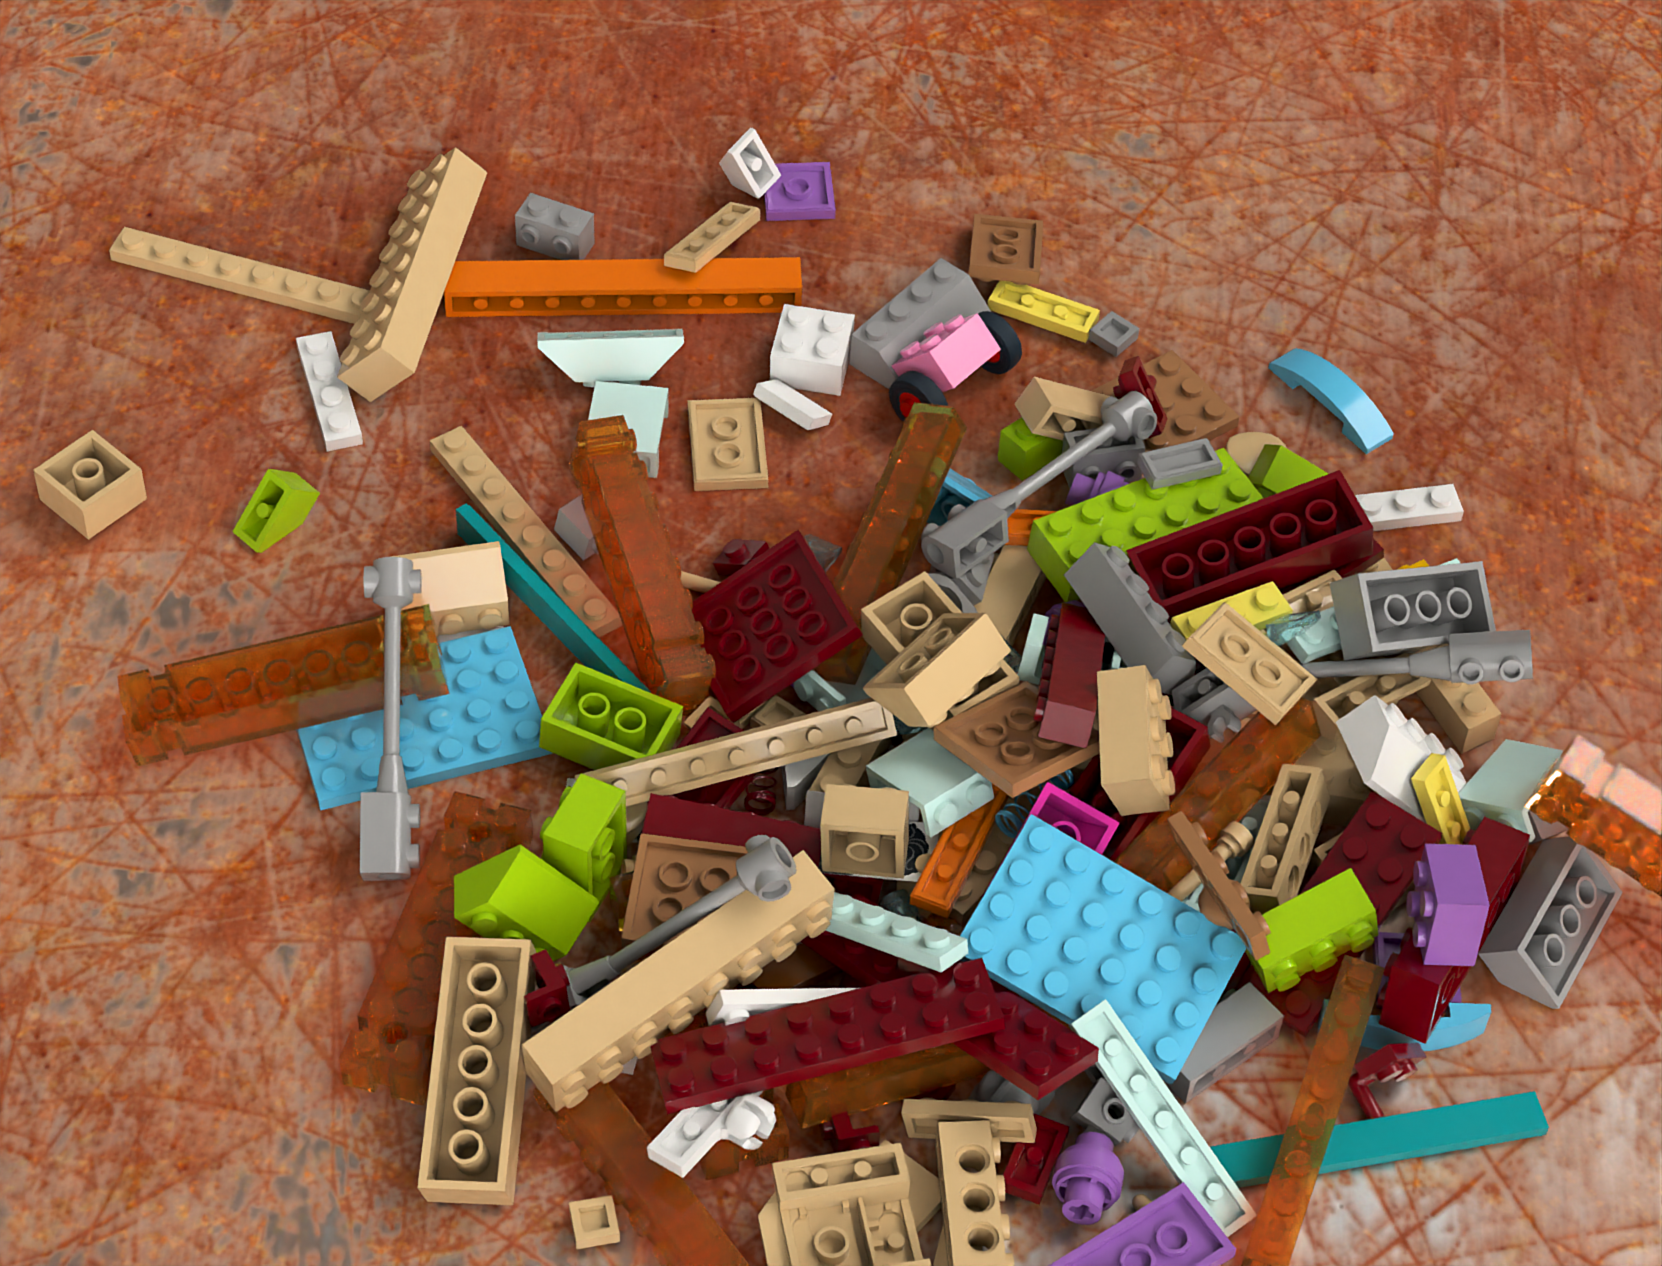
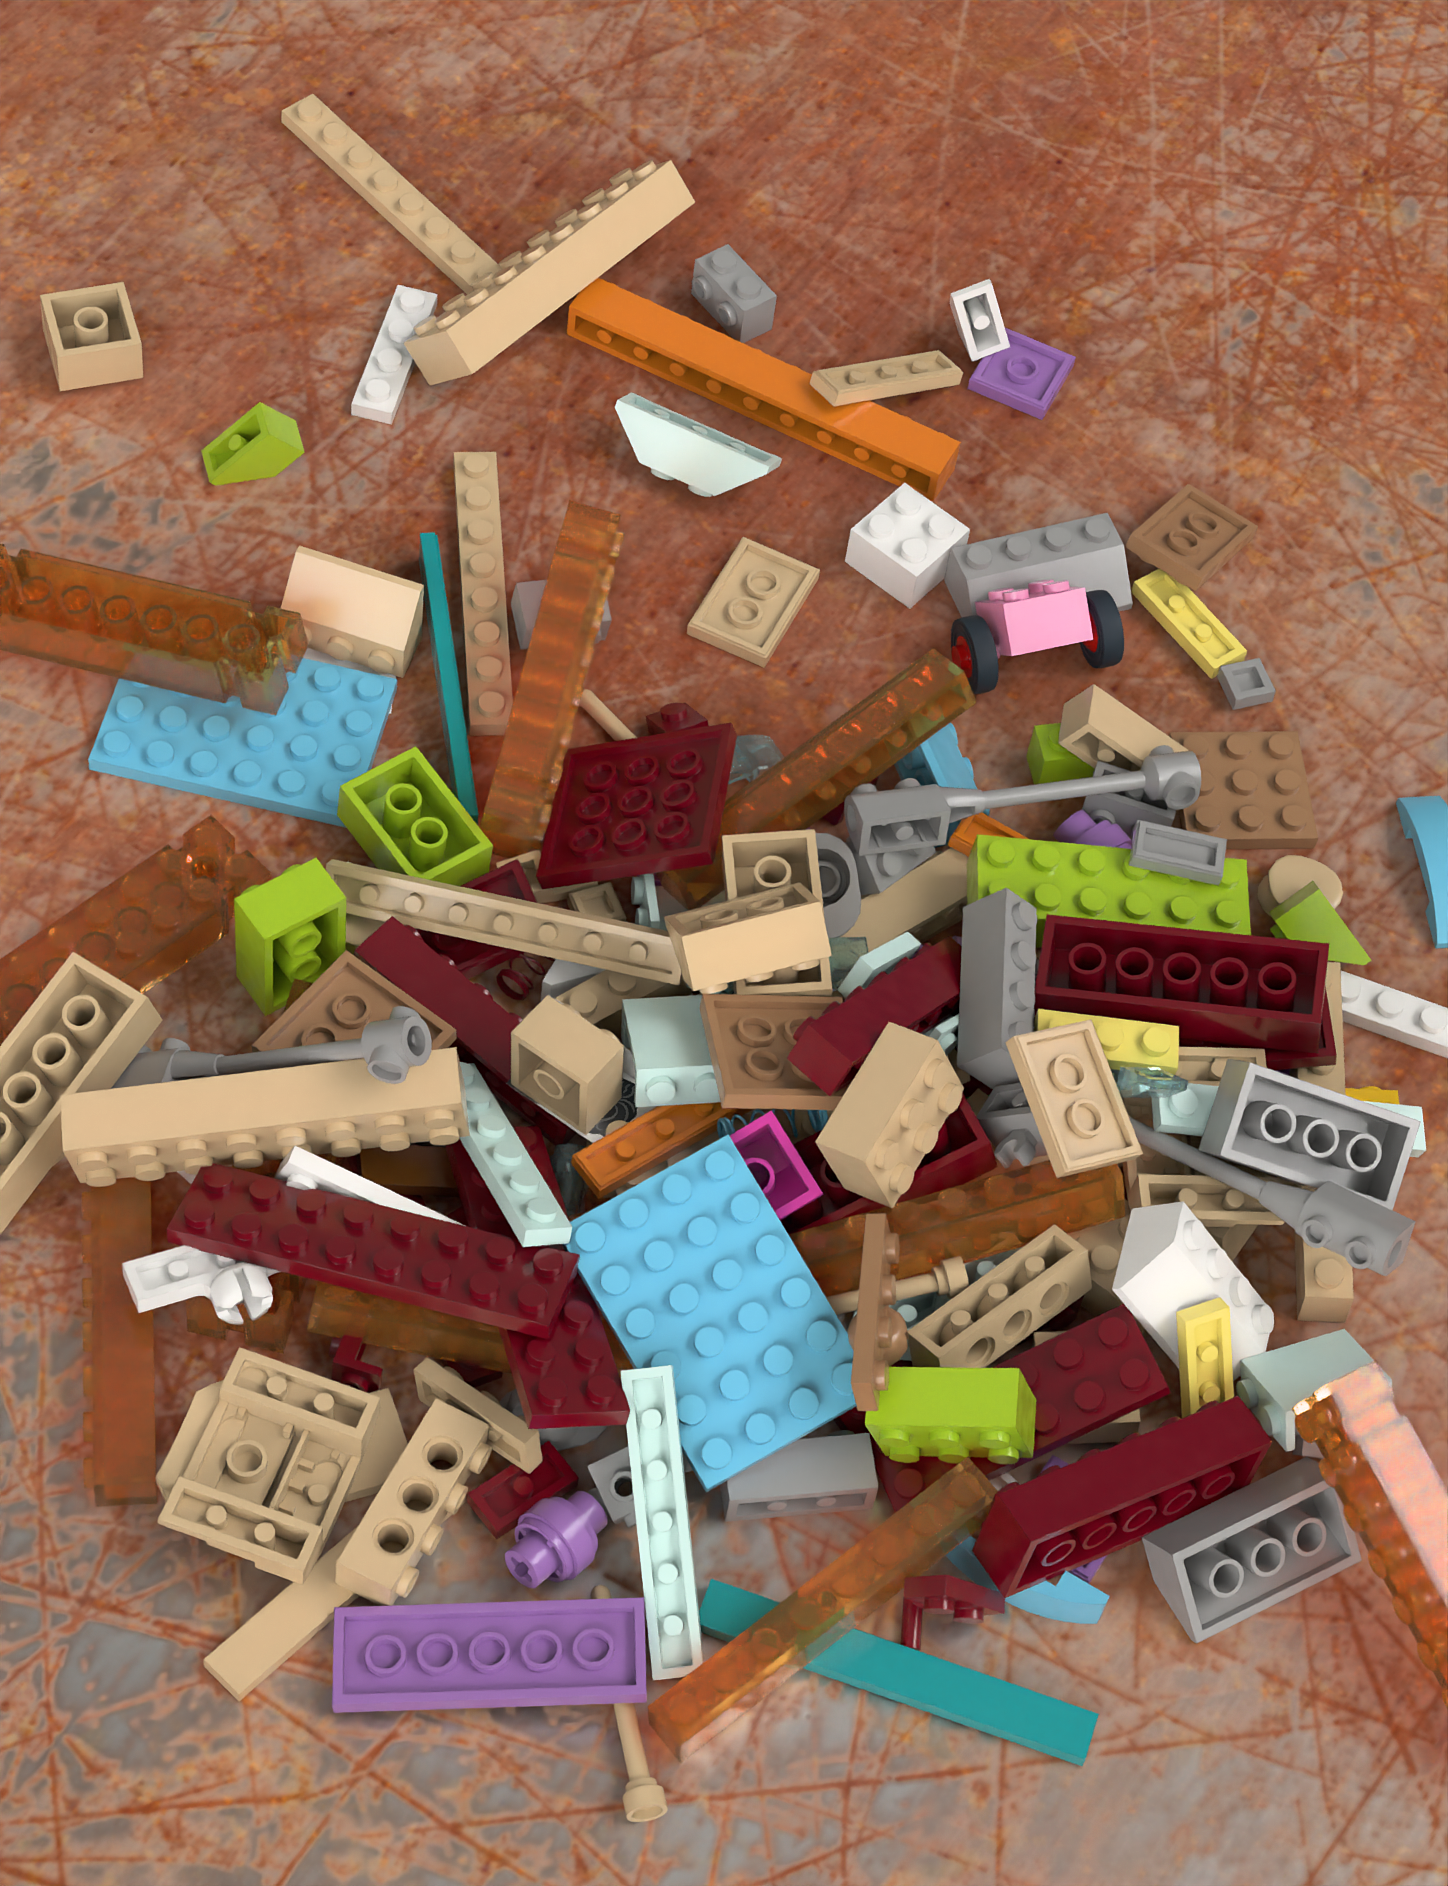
camera: 25 degrees right, 5 degrees up
(388, 812) = (133, 804): light grey bar -> none
(523, 899) = (182, 963): lime slope -> none
(552, 997) = (139, 1065): dark red bracket -> none
(594, 1222) = (48, 1311): tan plate -> none
(644, 413) = (660, 529): light aqua panel -> none
(792, 404) = (847, 593): white tile -> none
(1134, 378) = (1209, 743): dark red plate -> none
(1448, 904) = (1091, 1461): medium lavender brick -> none

